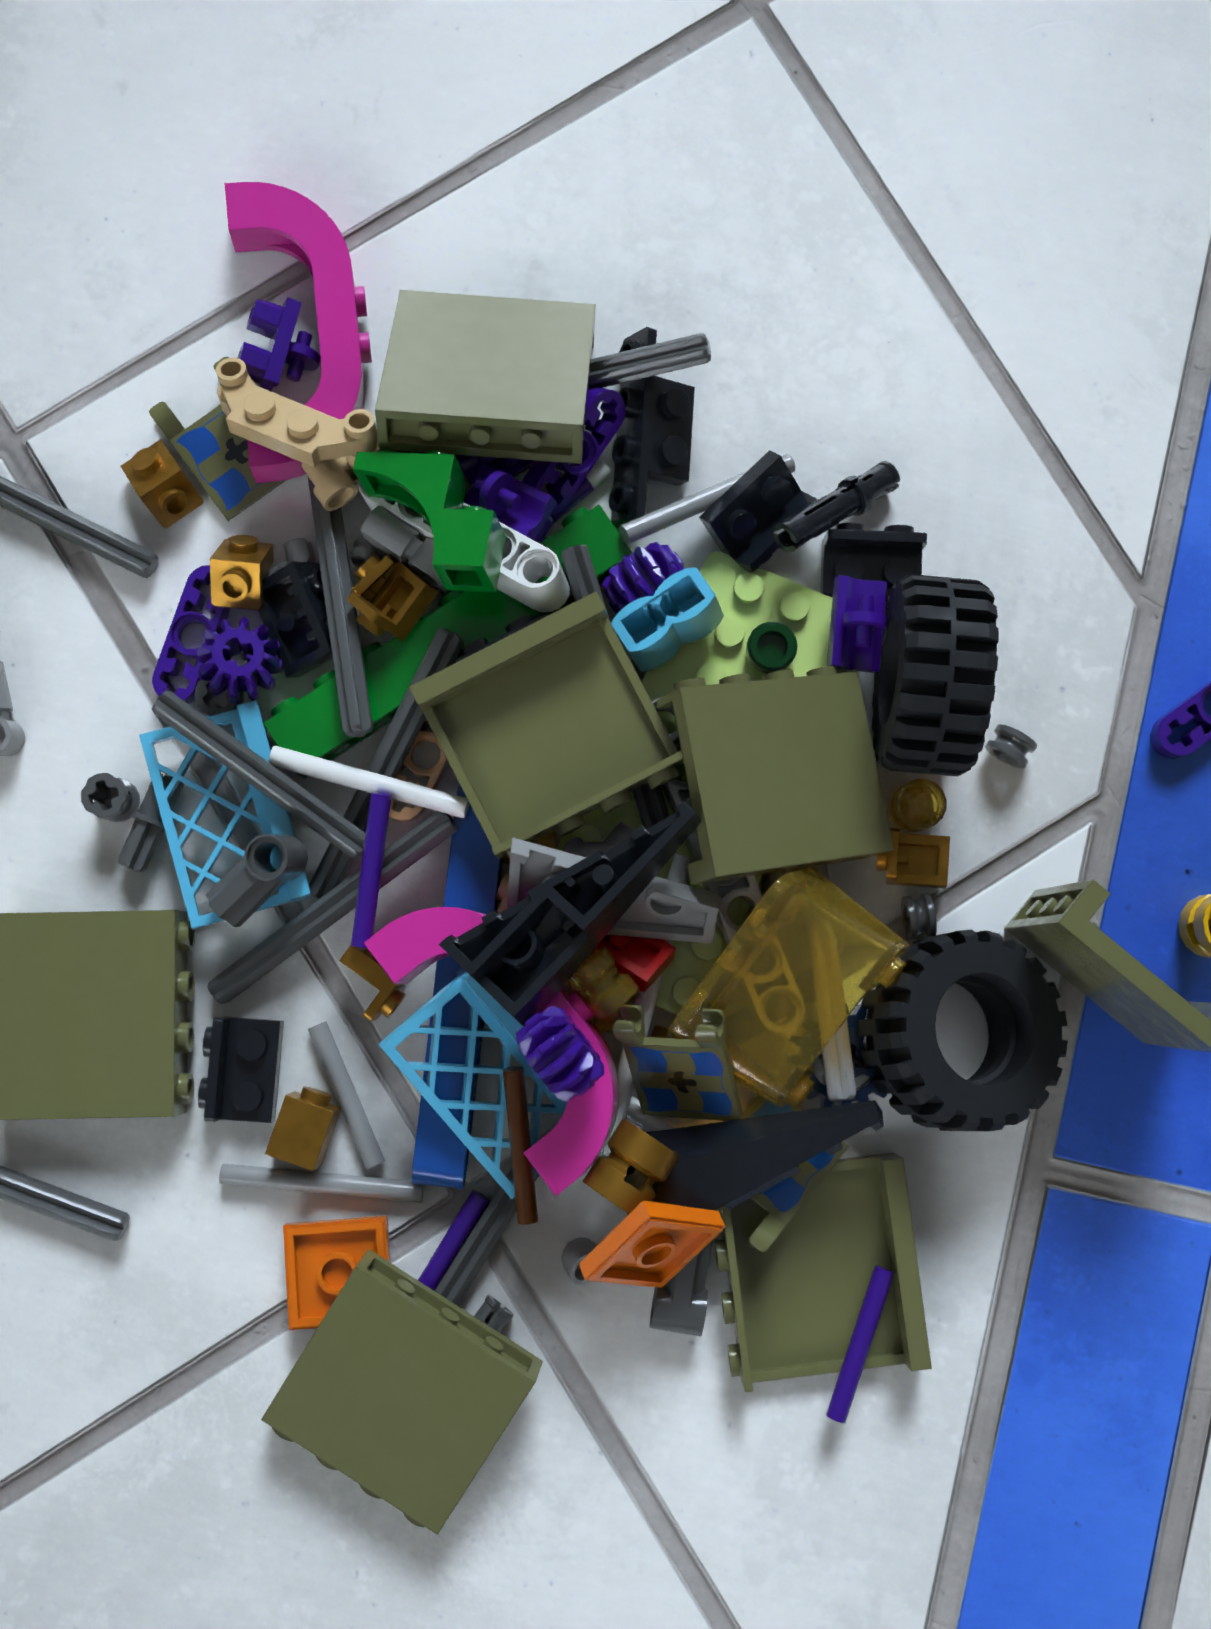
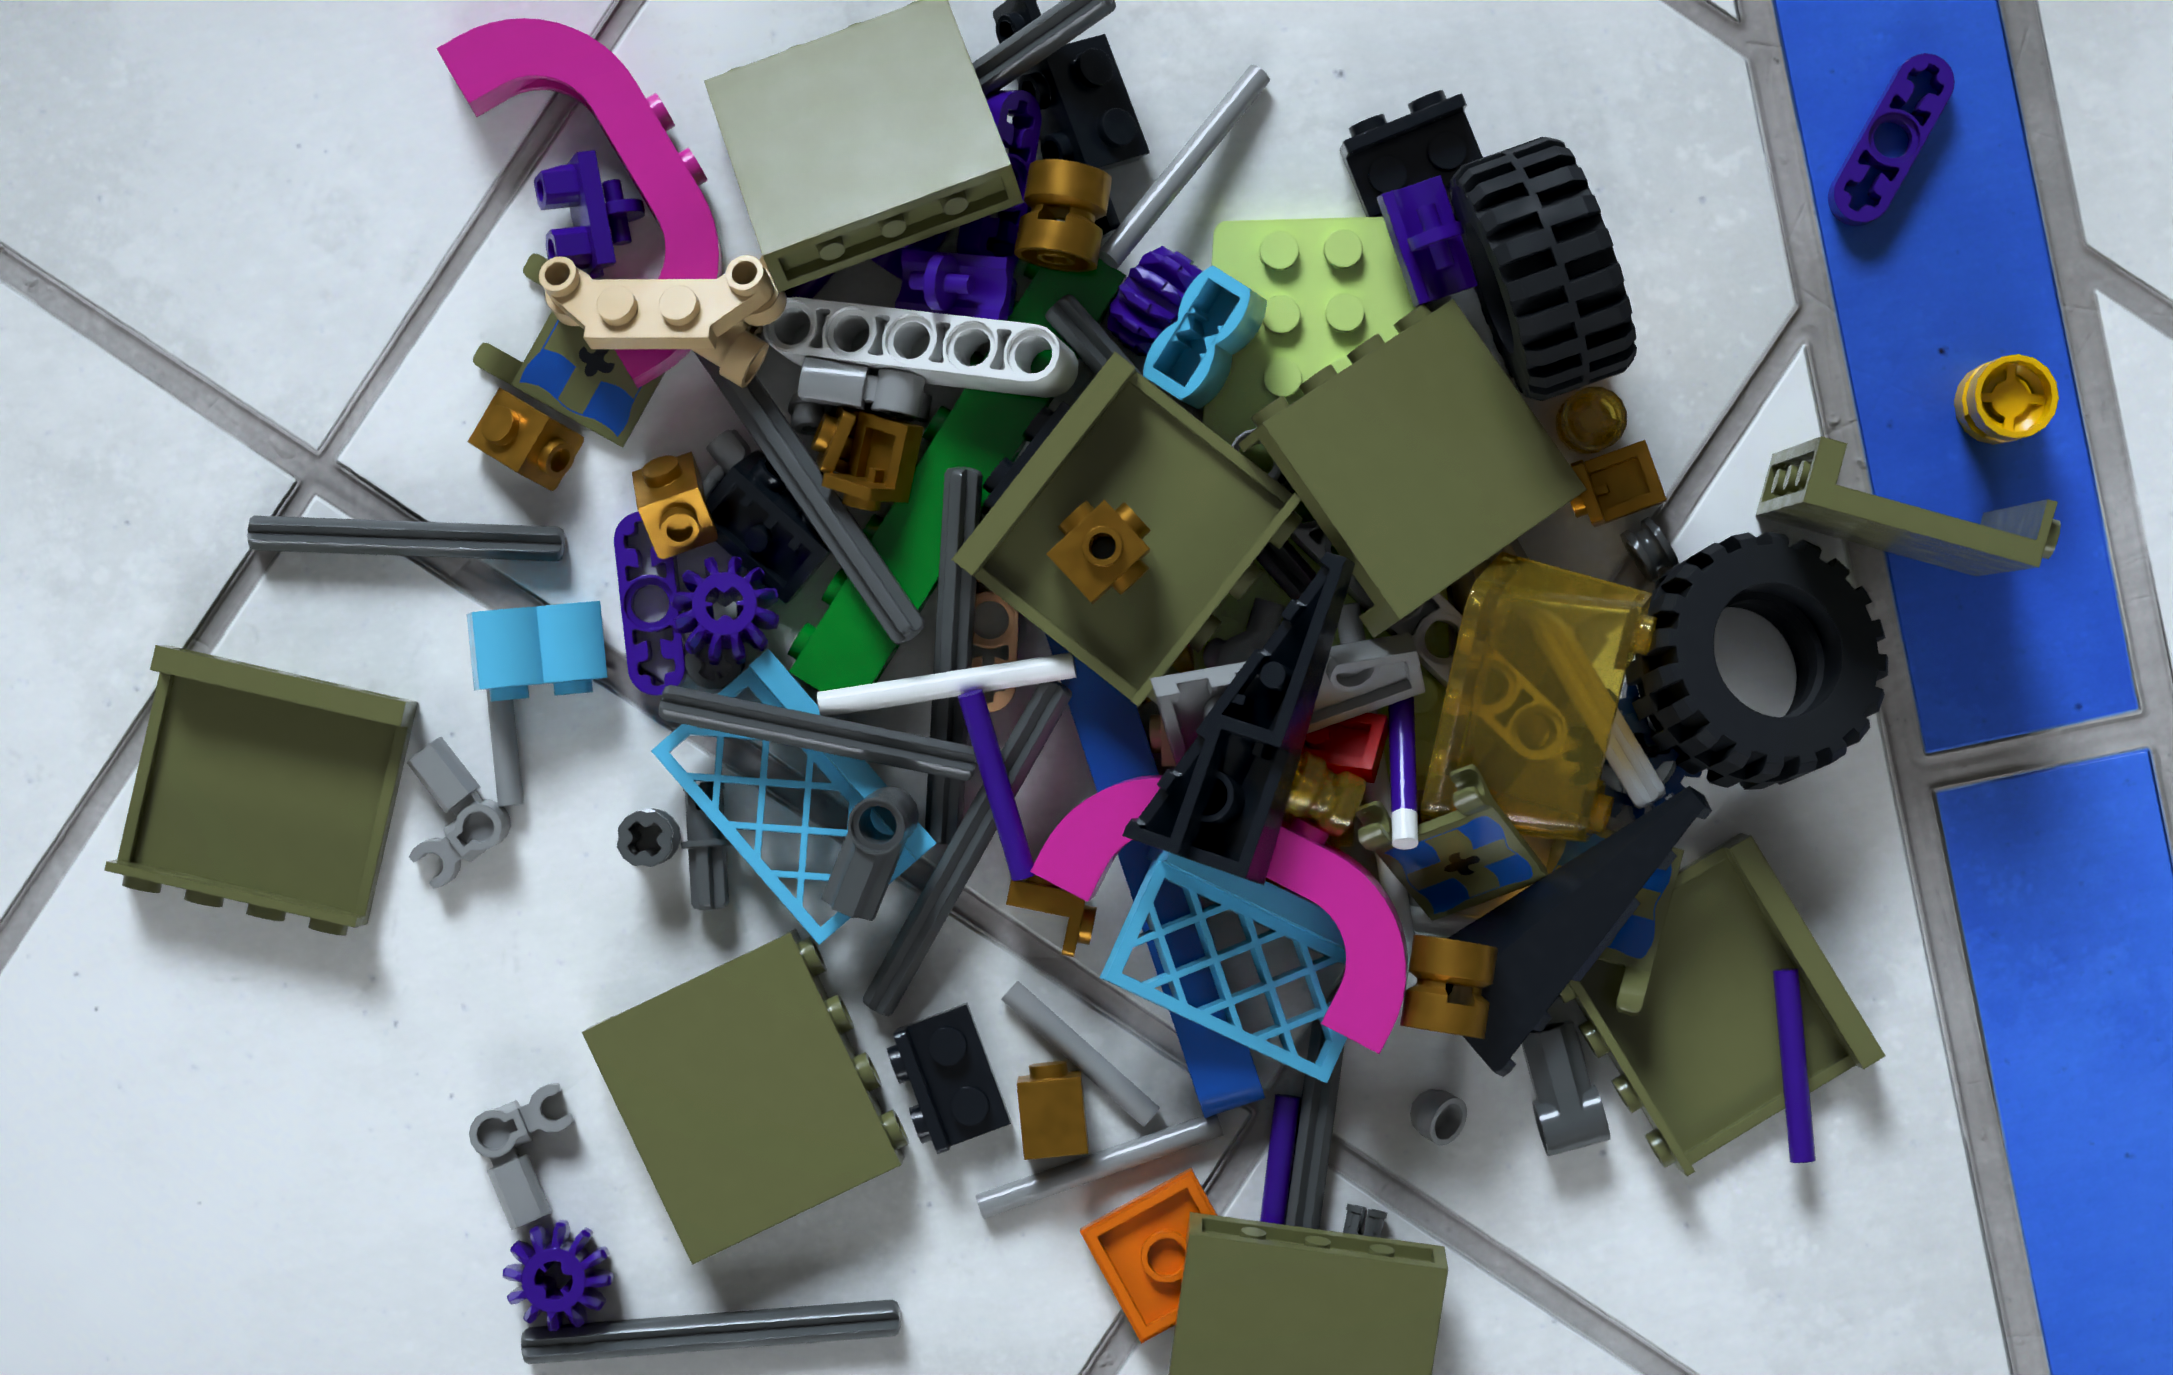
camera: 20 degrees left, 5 degrees up
(53, 662) = (505, 752): none -> light grey bar
(95, 627) = (536, 648): none -> medium azure brick
(466, 539) = (866, 309): green arch -> none
(503, 720) = (1094, 575): none -> pearl gold brick
(520, 1142) = (1310, 1017): reddish brown bar -> none
(559, 1053) = (1314, 894): dark purple gear -> none
(610, 481) = (1068, 194): none -> pearl gold wheel
(651, 1244) = (1510, 1060): orange plate -> none
(668, 996) = (1403, 774): none -> dark purple bar
(748, 511) = (1253, 155): black bracket -> none
(771, 647) = (1339, 312): dark green tile -> none
(851, 497) = (1353, 87): black pin -> none
(1011, 746) = (1670, 299): dark grey bush -> none

